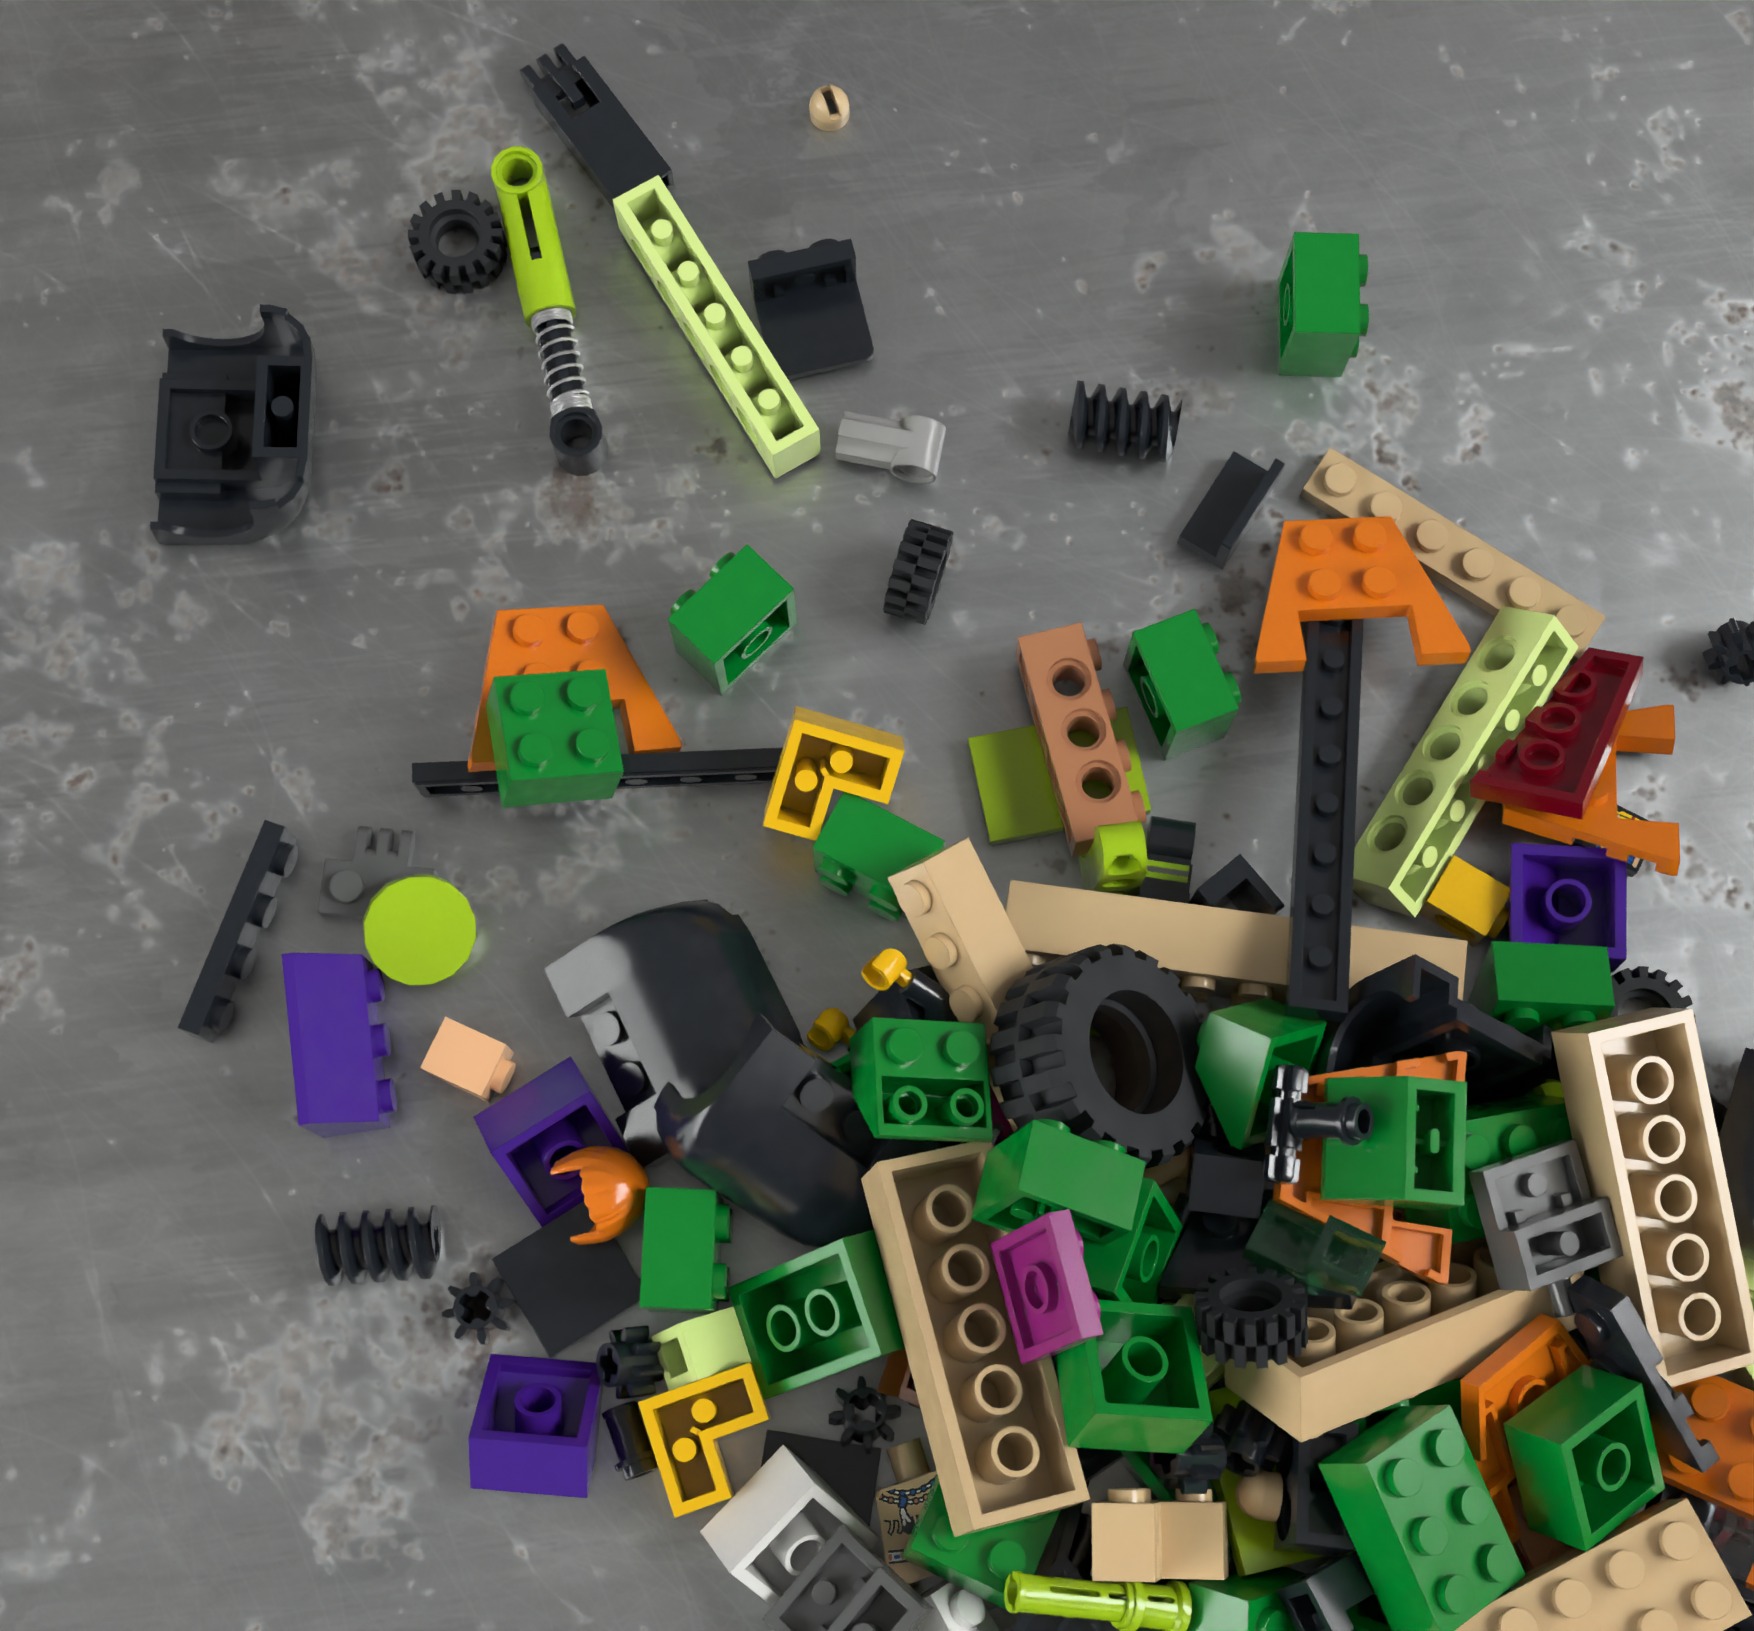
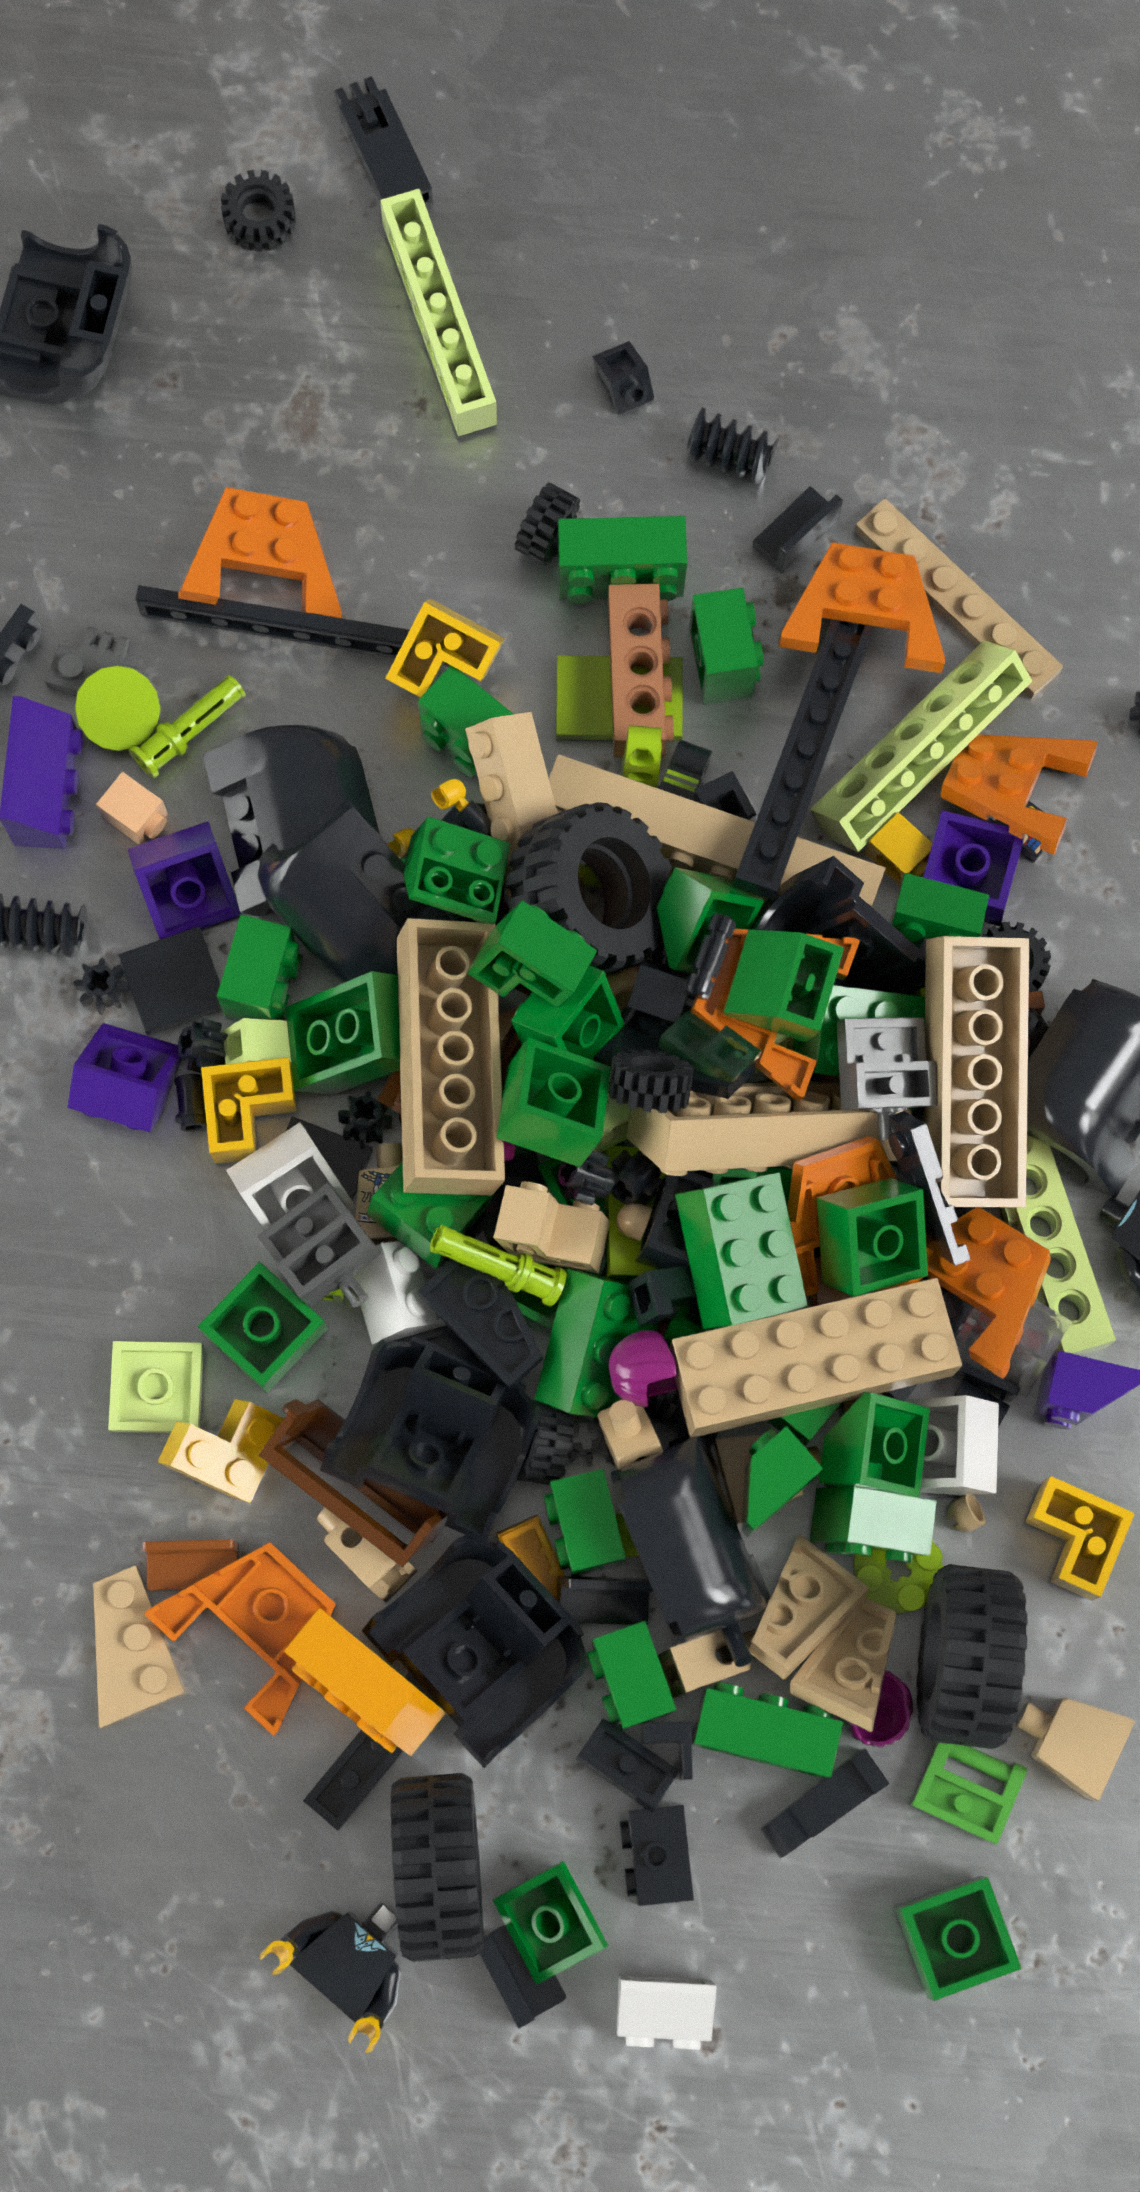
camera: 10 degrees right, 0 degrees up
(499, 953) = (173, 737): none -> lime pin
(548, 306) = (315, 272): piece -> none
(554, 737) = (246, 584): green brick -> none
(612, 1190) = (215, 916): orange hair -> none
(732, 618) = (400, 529): green brick -> none
(811, 308) = (514, 313): black bracket -> none
(819, 111) = (555, 166): tan hinge -> none
(905, 447) = (561, 432): light grey piece -> none
(968, 358) = (625, 376): none -> black bracket
(1021, 593) = (619, 553): none -> green brick
(1047, 1287) = (506, 1022): magenta plate -> none
(1321, 304) = (901, 388): green brick -> none
(1342, 1120) = (748, 955): black pin -> none
(1566, 741) = (1002, 744): dark red wing -> none

